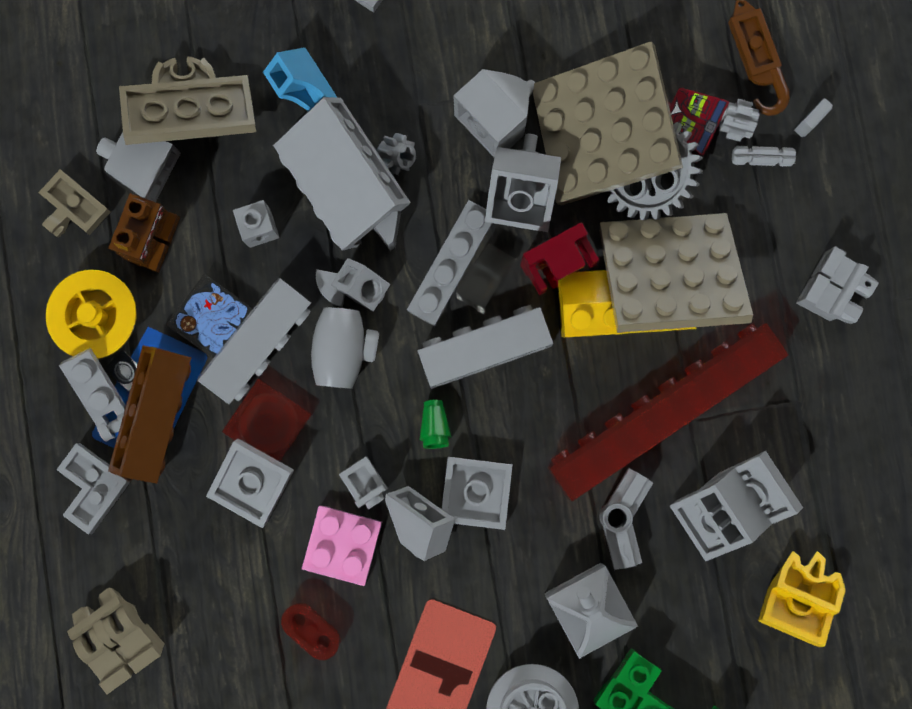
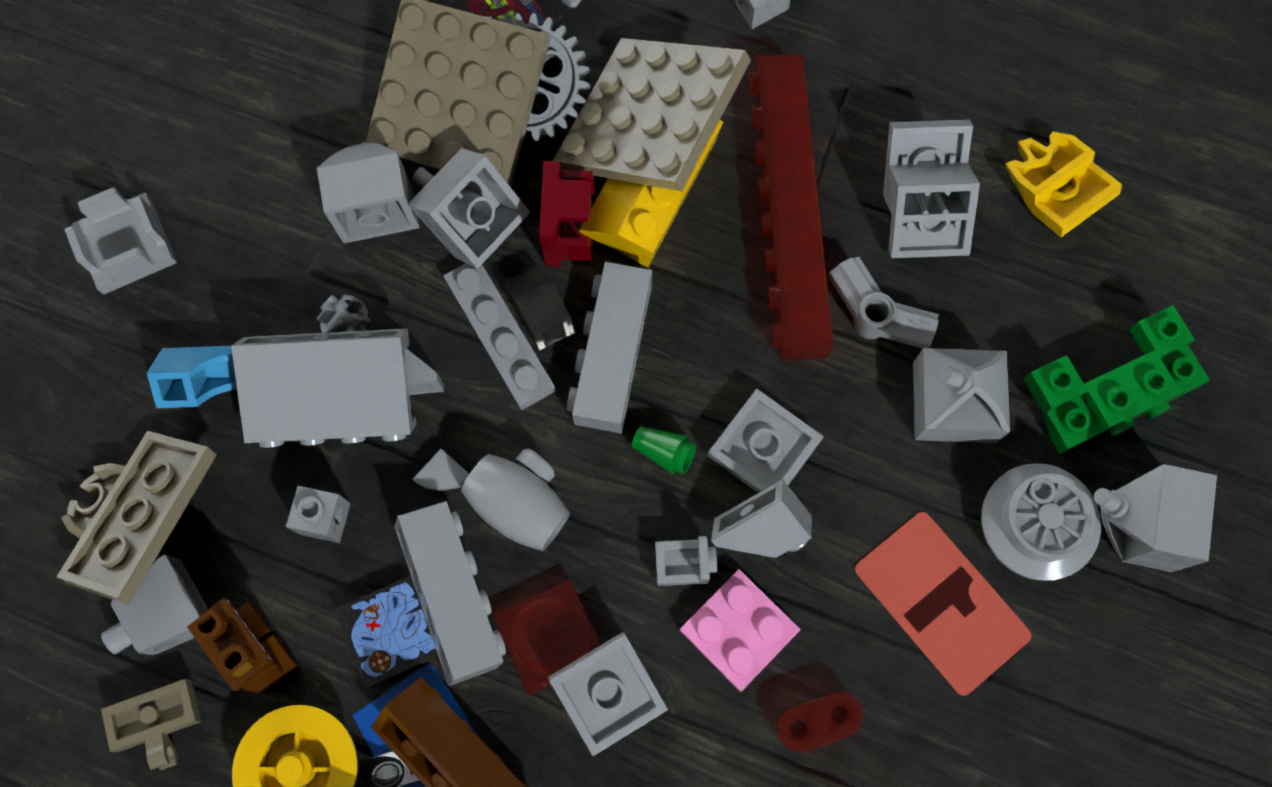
camera: 65 degrees left, 10 degrees down
(350, 283) = (460, 436): light grey brick -> none

